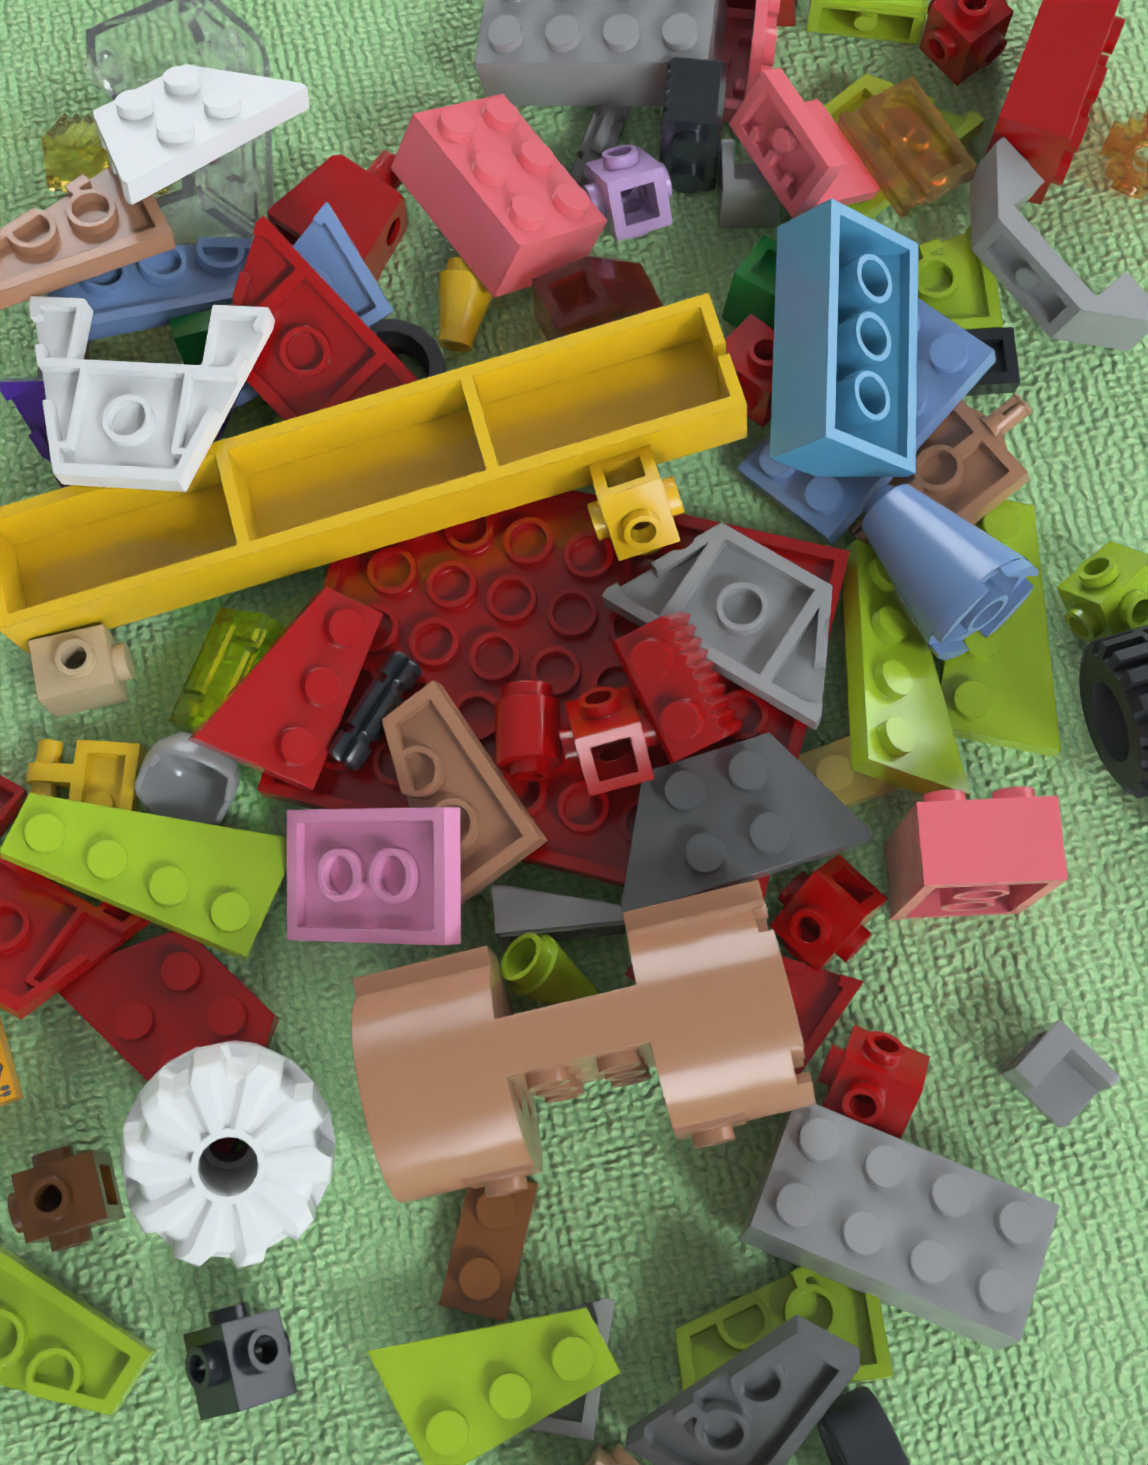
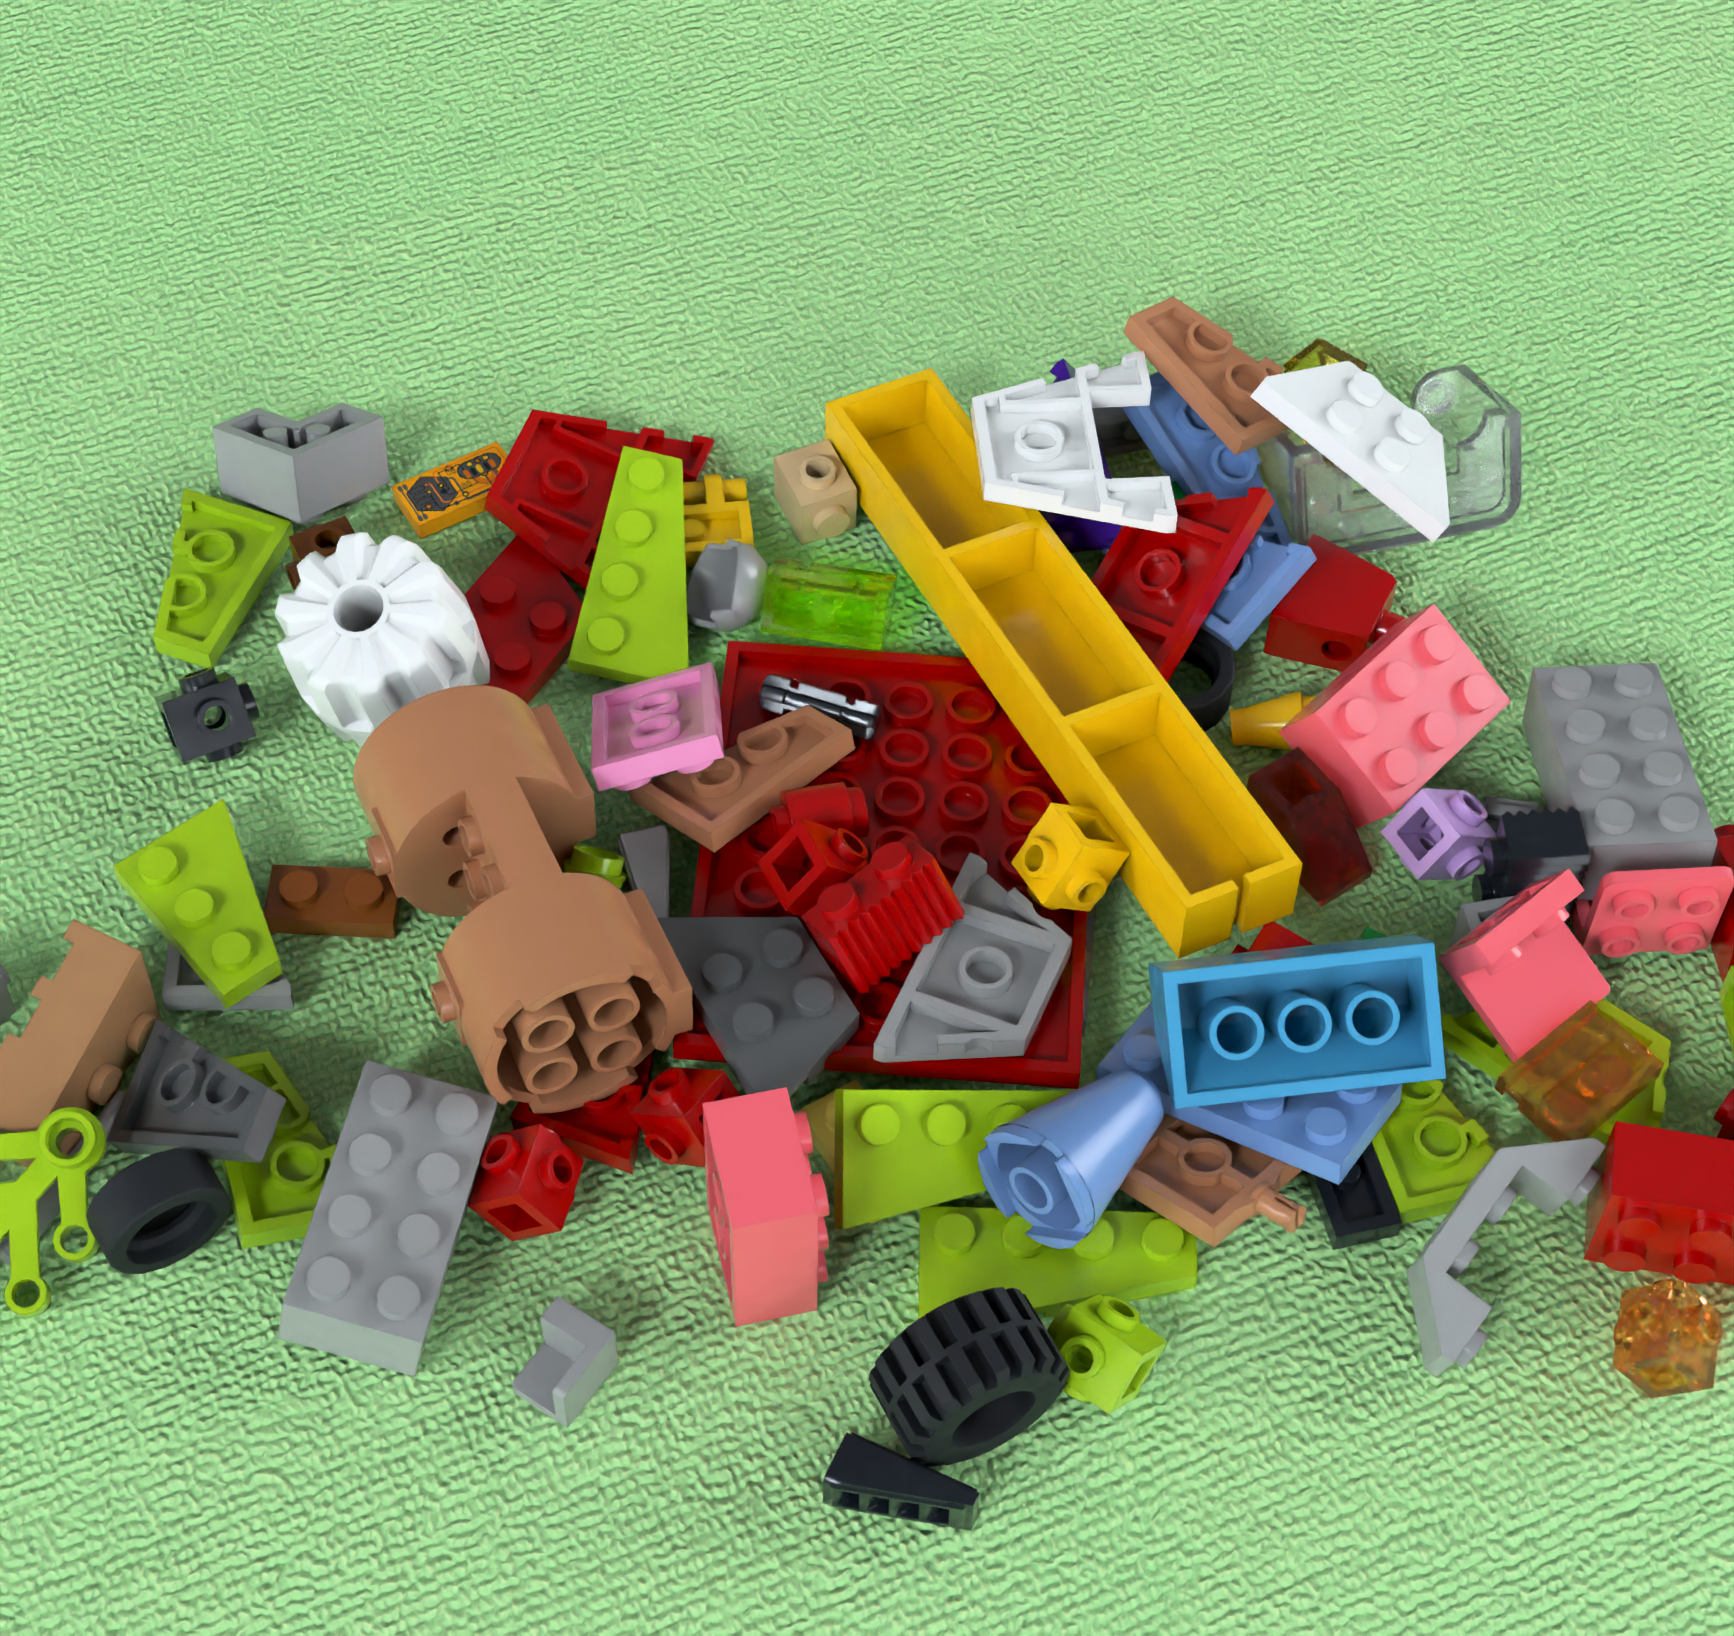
camera: 75 degrees right, 20 degrees down
(296, 693) = (822, 636): red wing -> none

